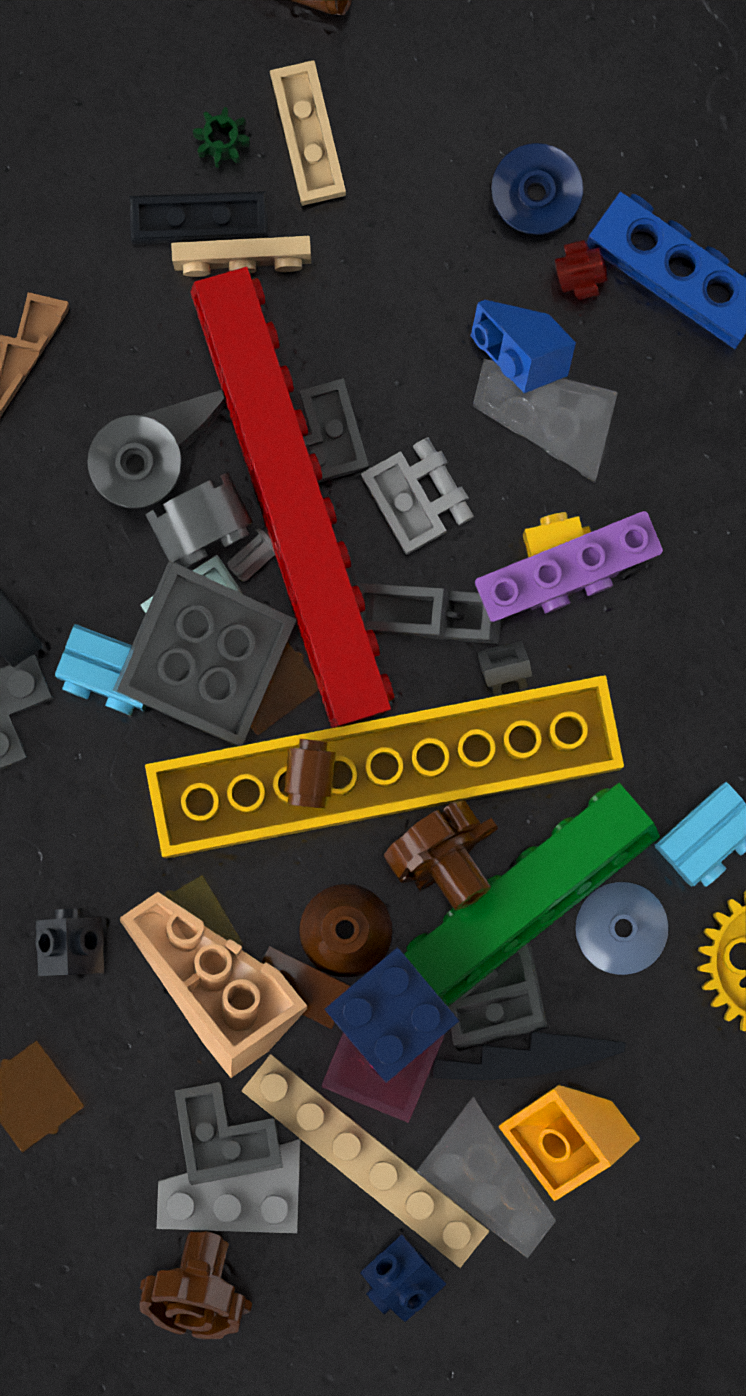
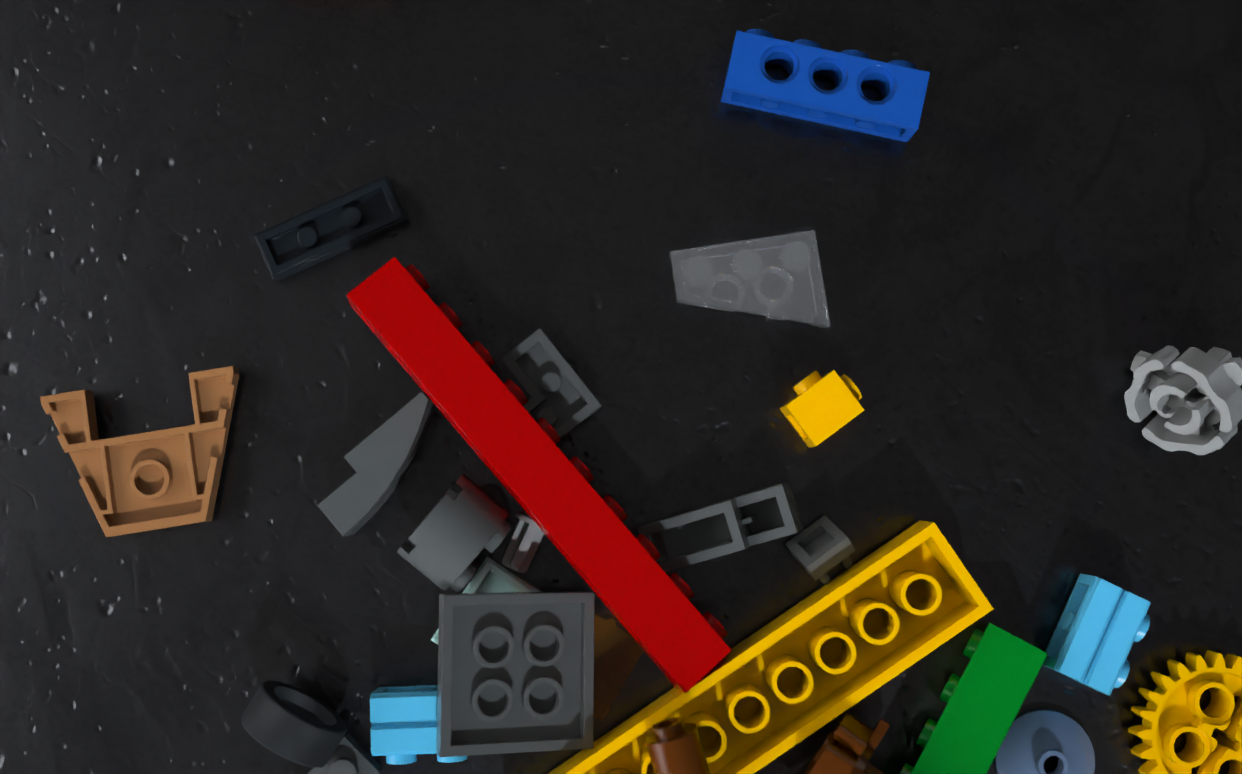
camera: 25 degrees left, 0 degrees up
(129, 438) = (335, 509): dark grey dish -> none
(200, 257) = (346, 267): tan plate -> none
(226, 126) = (322, 127): dark green gear -> none
(308, 133) = (404, 101): tan plate -> none
(404, 502) = (651, 425): light grey plate -> none
(523, 343) = (703, 220): blue slope -> none
(543, 167) = (658, 42): dark blue dish -> none
(568, 568) = (846, 426): medium lavender bracket -> none
(581, 269) = (729, 124): clear red gear -> none

